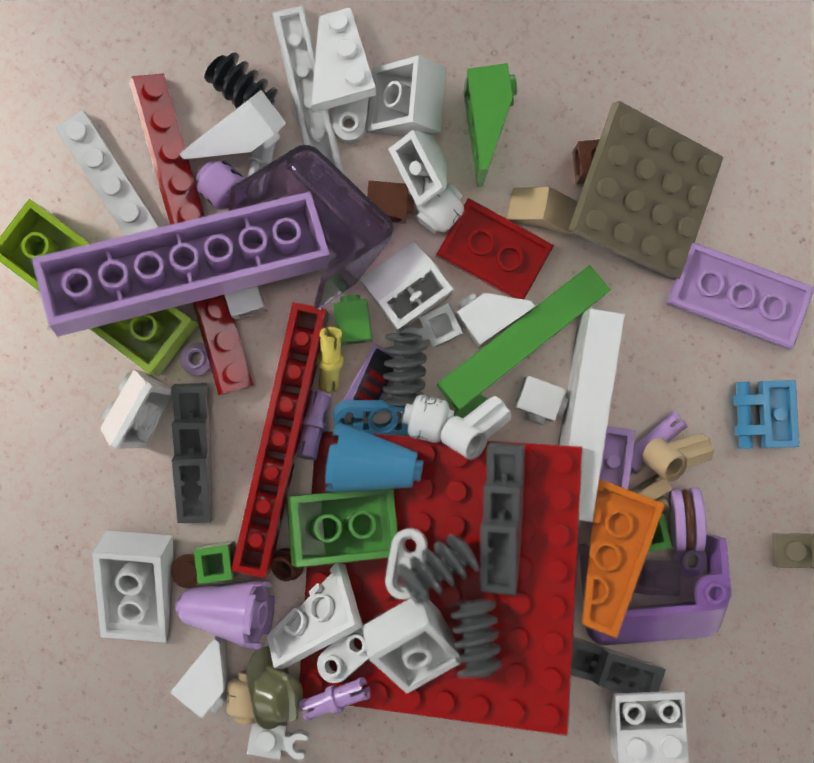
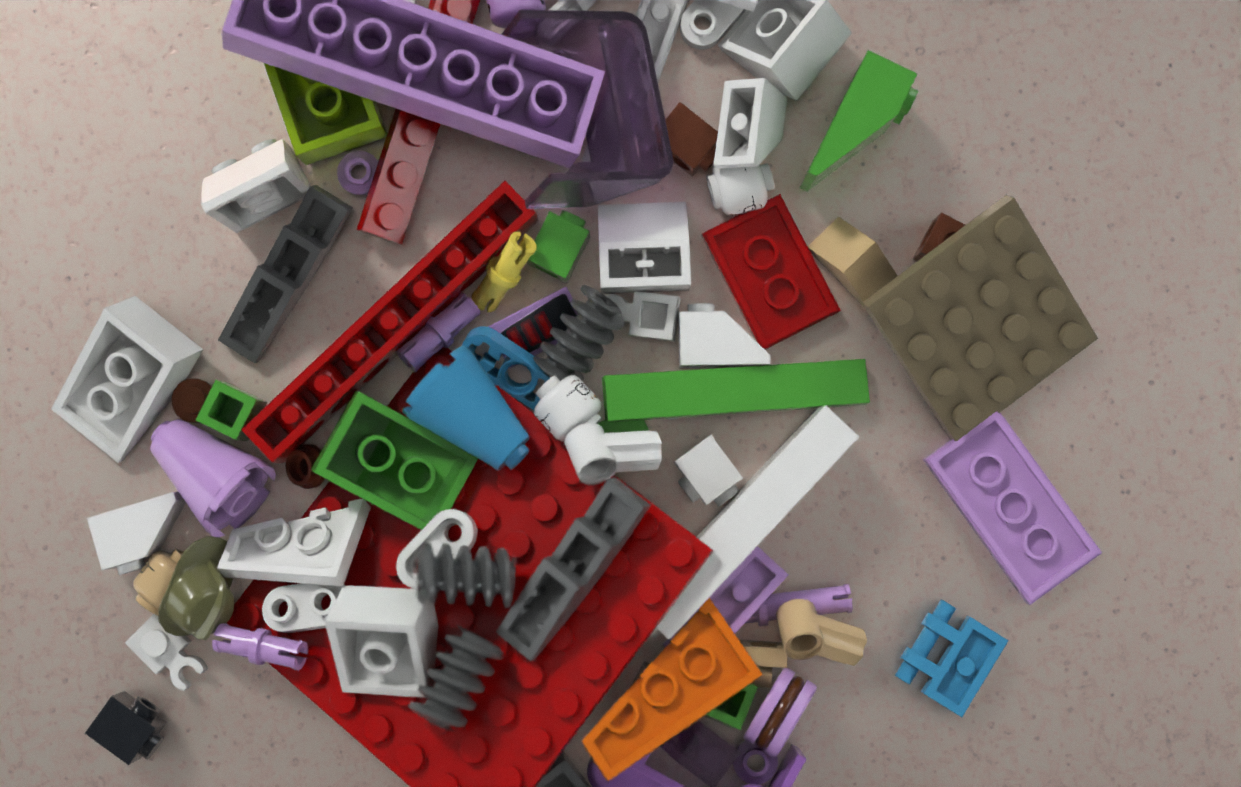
camera: 35 degrees right, 0 degrees up
(246, 302) = (454, 147): white brick -> none

